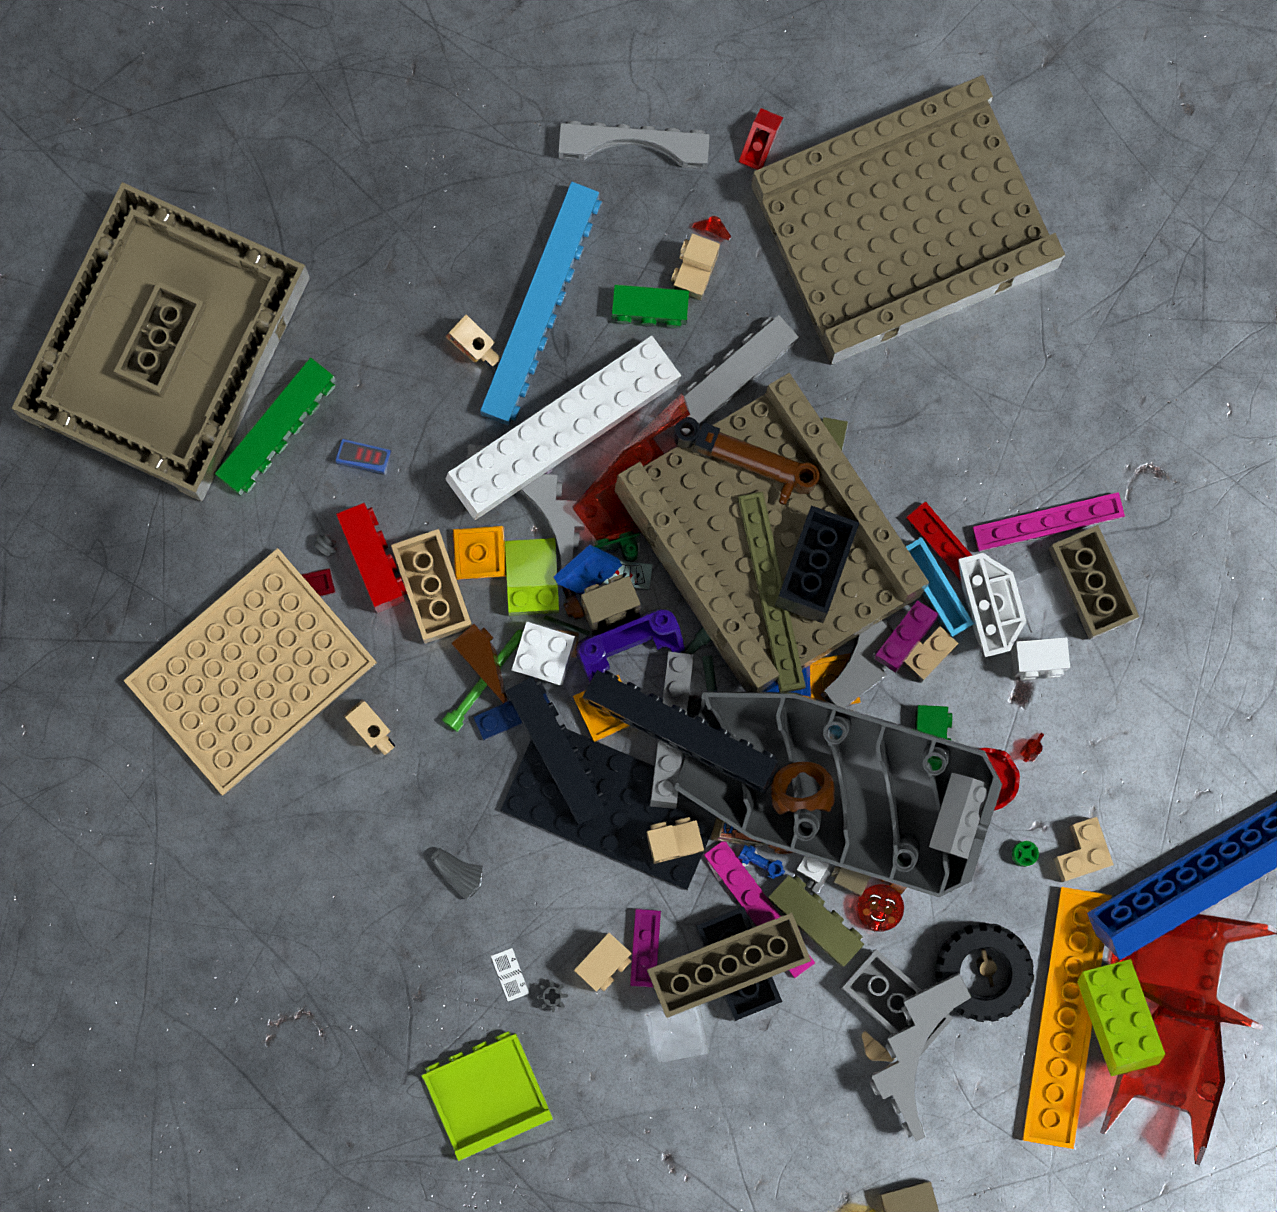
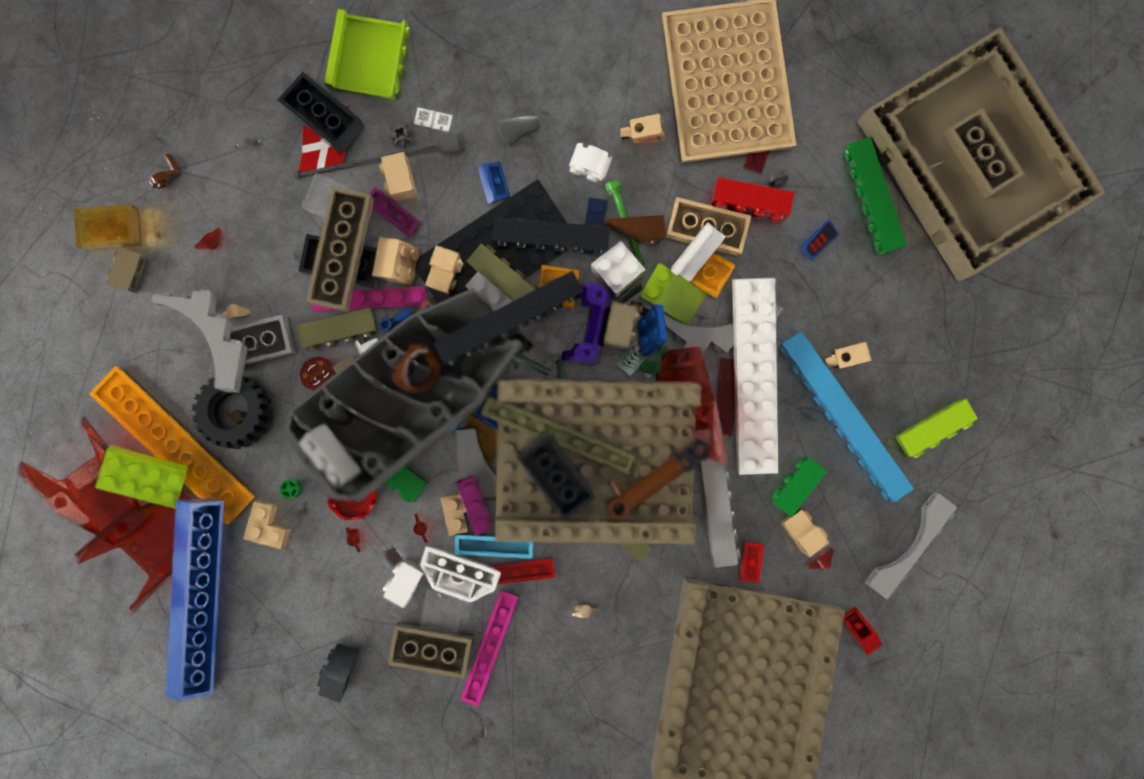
camera: 130 degrees right, 5 degrees up
(447, 761) = (590, 162): none -> white brick
(469, 577) = (698, 252): none -> white panel
(488, 199) = (935, 428): none -> lime brick
(536, 858) = (493, 182): none -> blue slope
(588, 1099) = (321, 113): none -> black brick
(603, 447) = (726, 395): none -> dark red tile
(614, 1077) = (320, 157): none -> flag
(636, 777) = (500, 273): none -> olive brick
(699, 901) = (395, 261): none -> tan brick
(765, 302) = (751, 562): none -> red plate
(813, 1131) = (209, 241): none -> clear red piece
(940, 447) = (584, 611): none -> tan piece
(971, 683) = (420, 528): none -> clear red piece
(1186, 665) = (336, 674): none -> black brick

